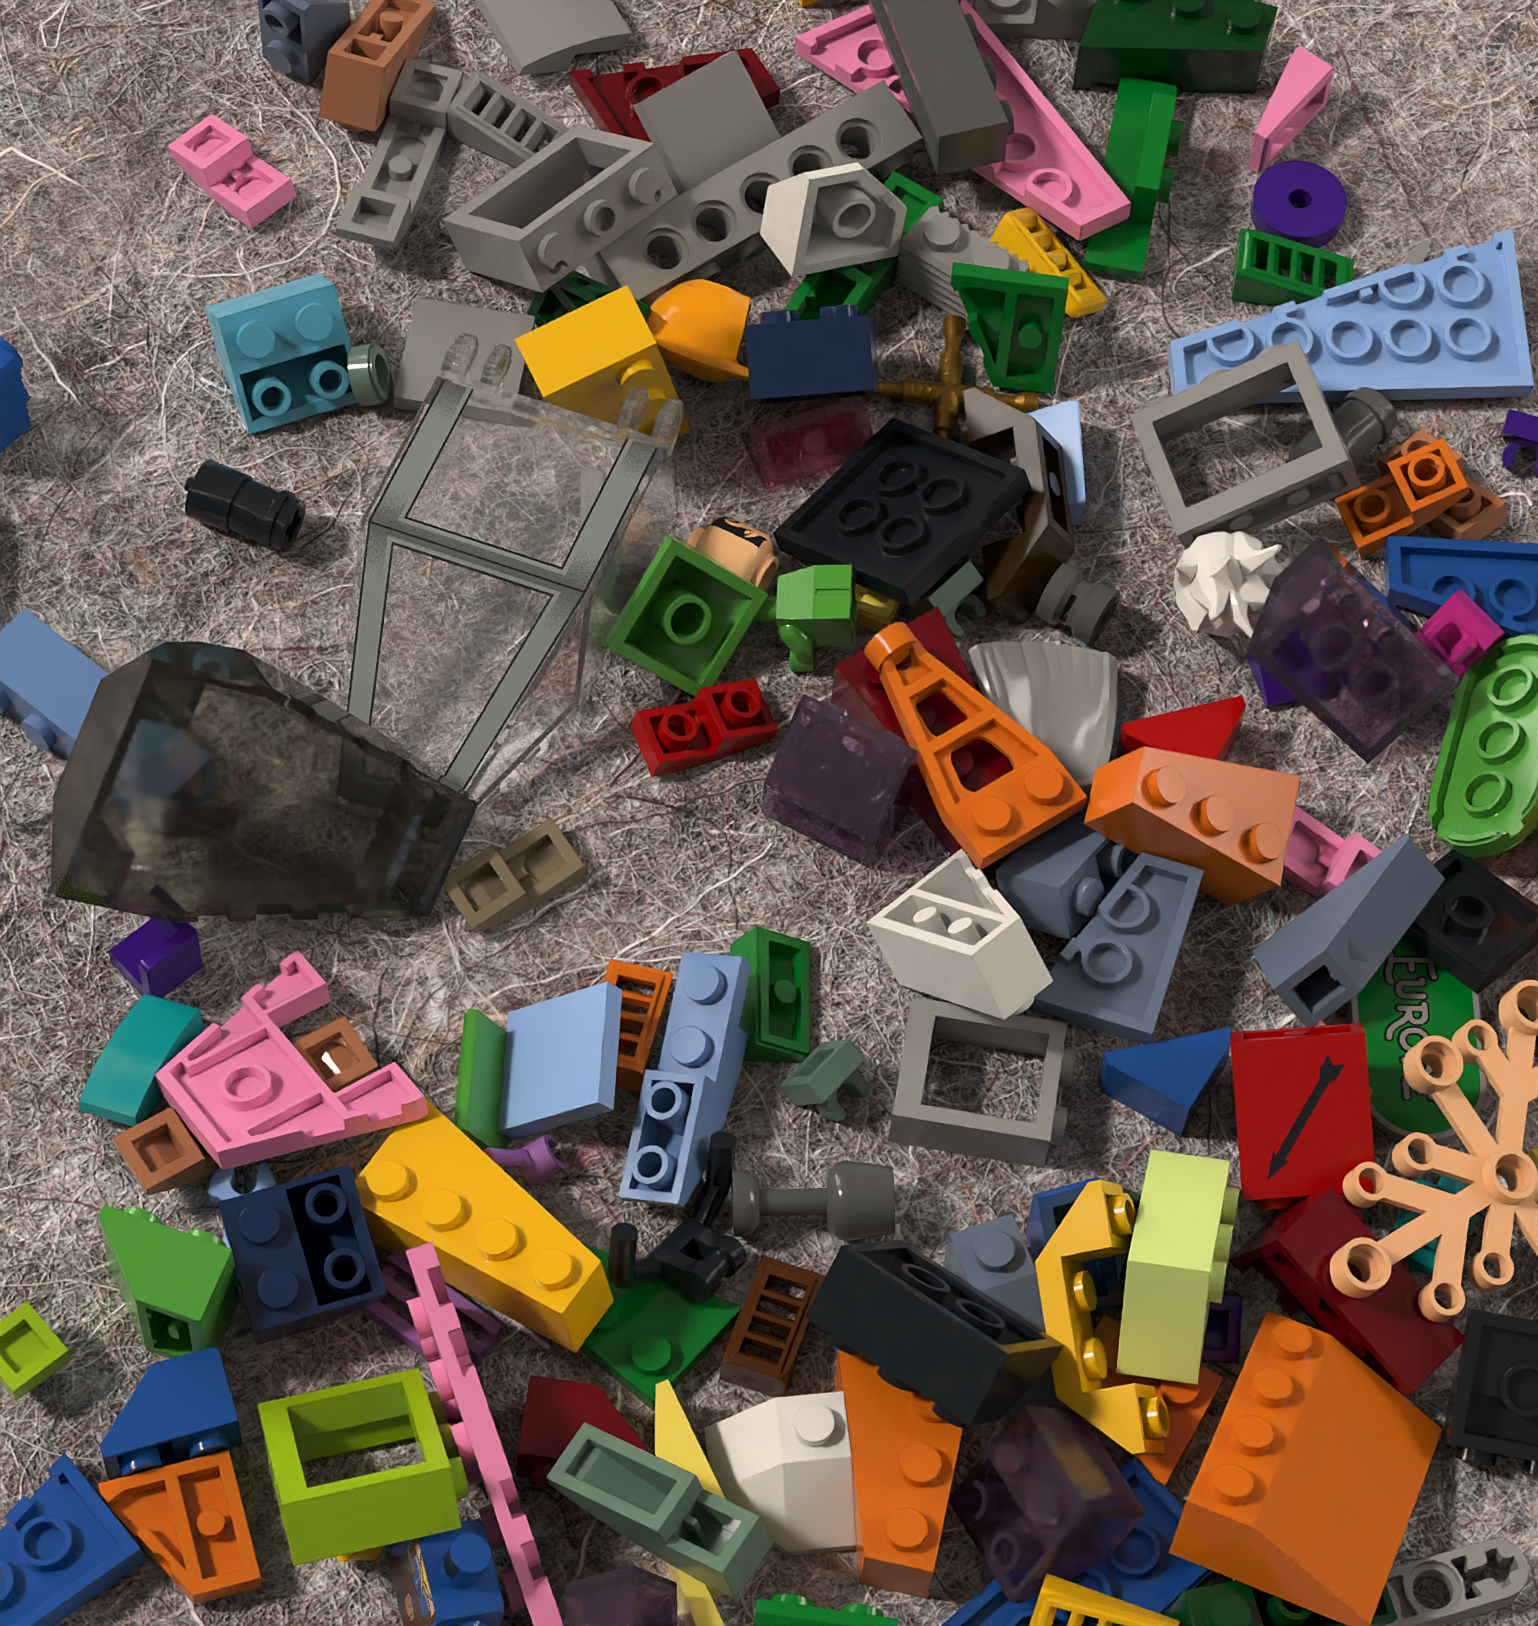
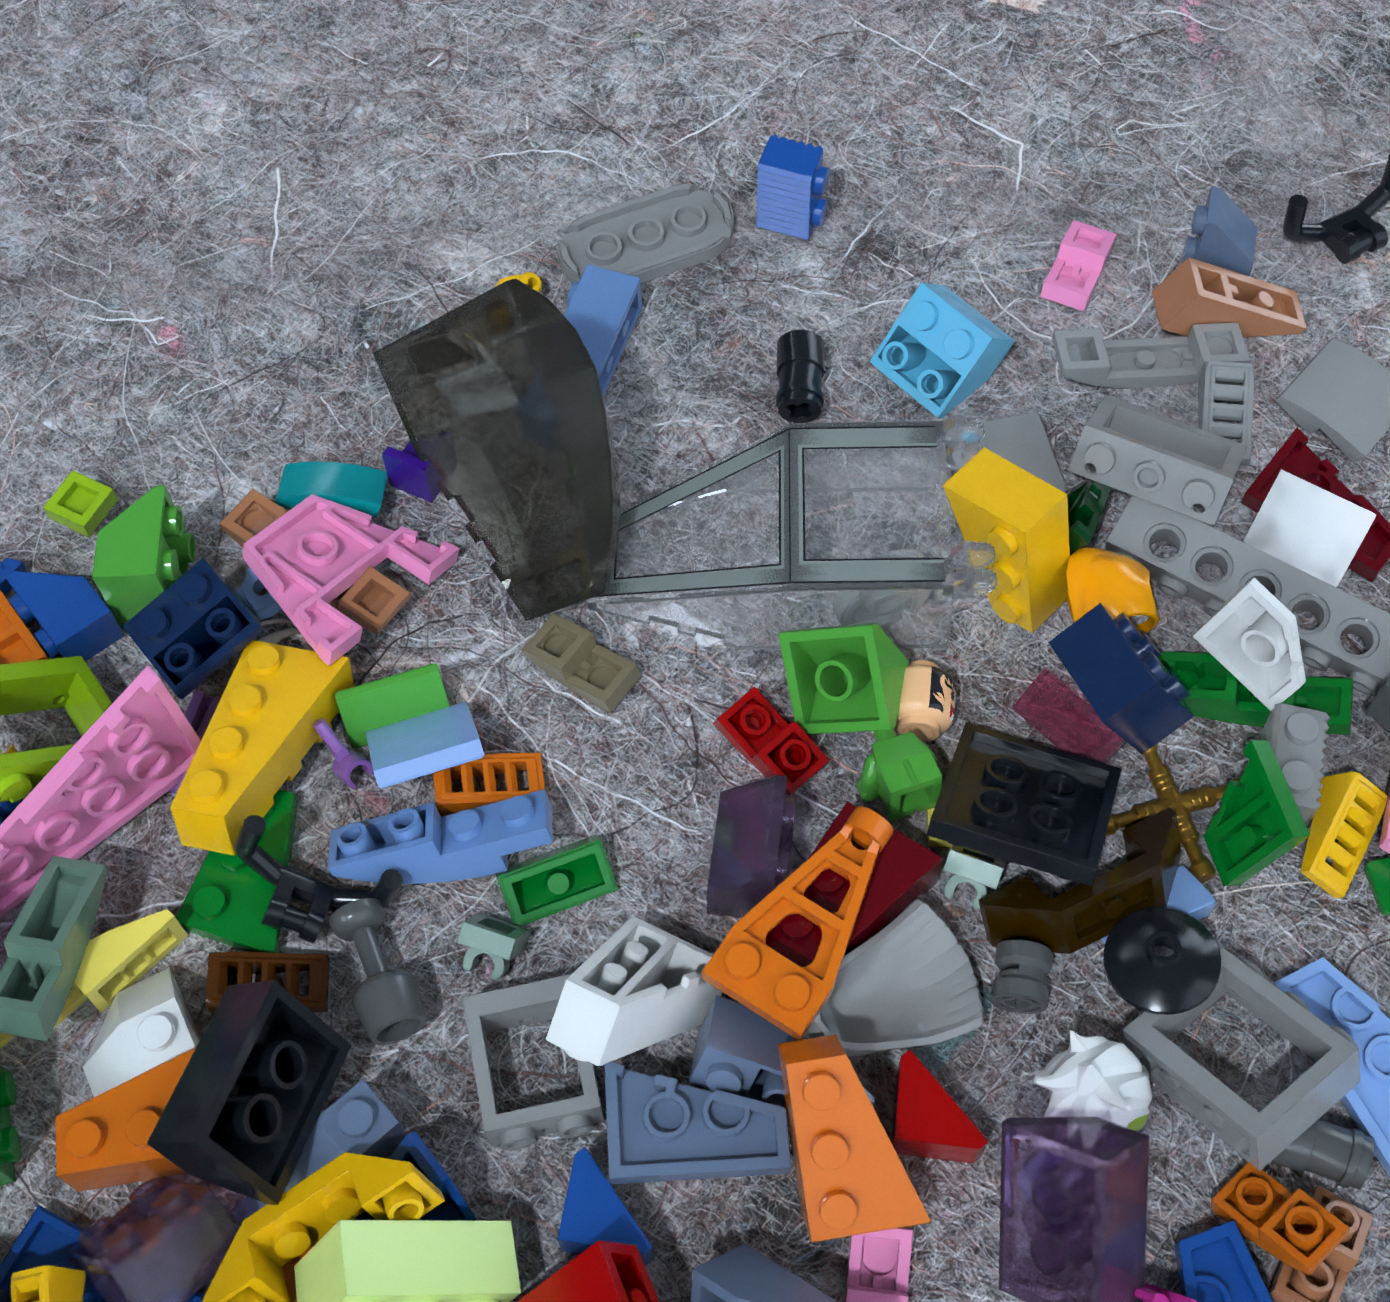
camera: 75 degrees right, 0 degrees up
(369, 374) = (950, 400): sand green tile -> none
(554, 1416) = (134, 875): dark red slope -> none
(1125, 492) = (1158, 982): none -> black dish

